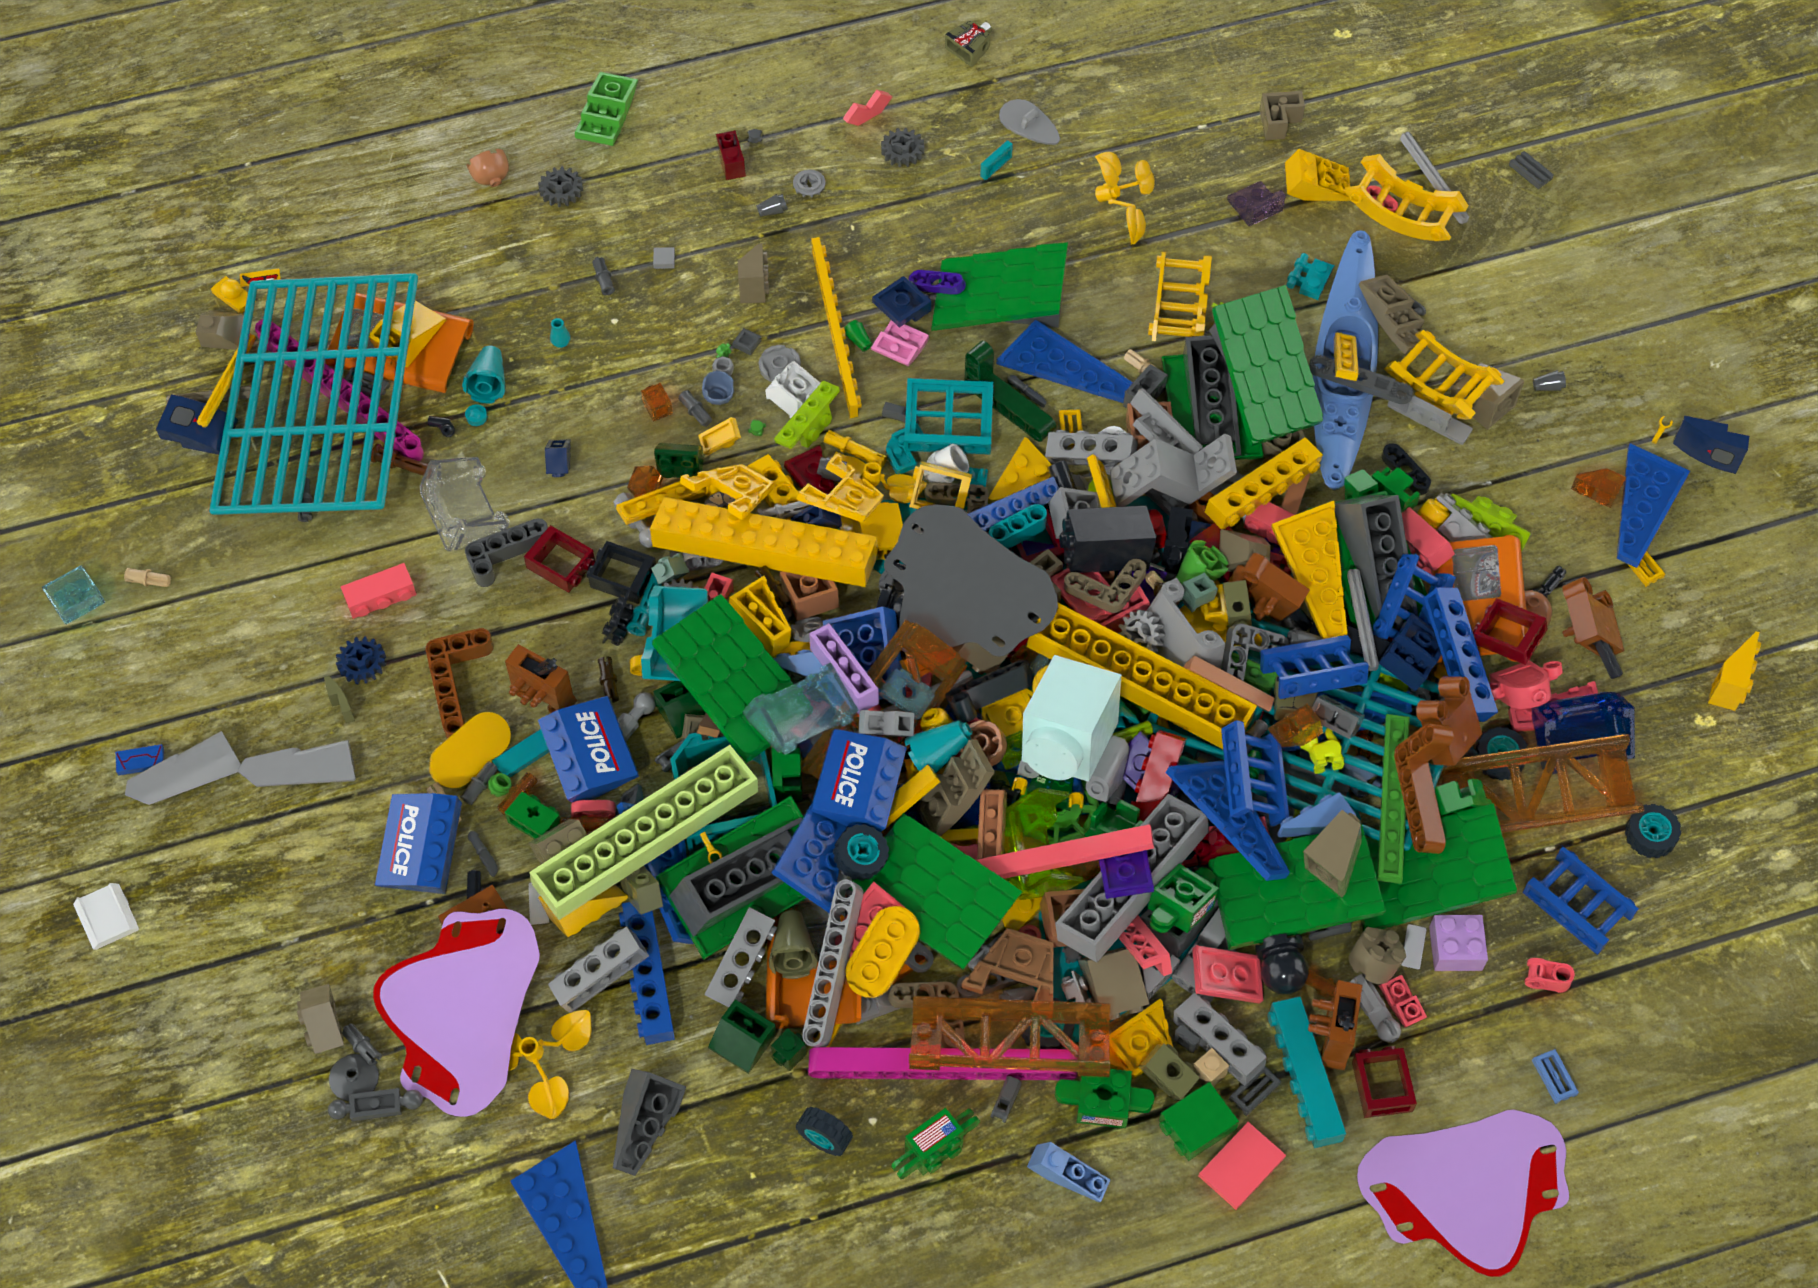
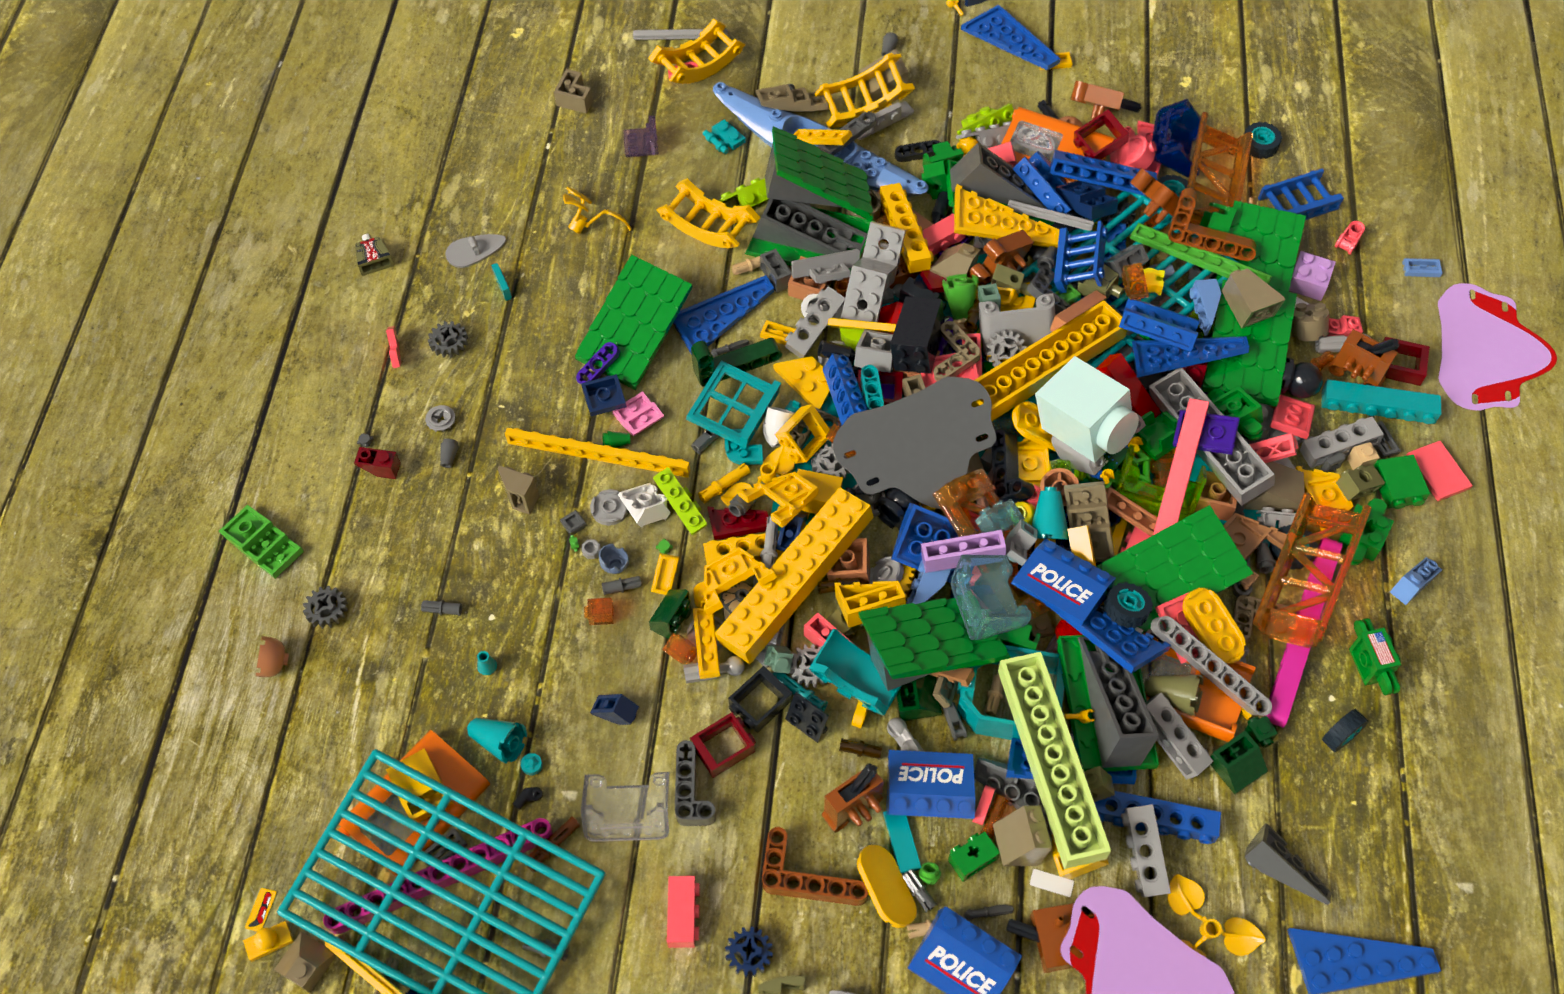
camera: 65 degrees left, 0 degrees up
(524, 785) = (943, 862): clear orange pin -> none
(664, 258) = (450, 554): light grey tile -> none
(1007, 1097) = (1355, 602): dark grey bar -> none
(1316, 178) = (641, 97): yellow slope -> none
(1599, 485) = (988, 53): clear orange slope -> none
(1734, 679) = (1167, 45): yellow slope -> none

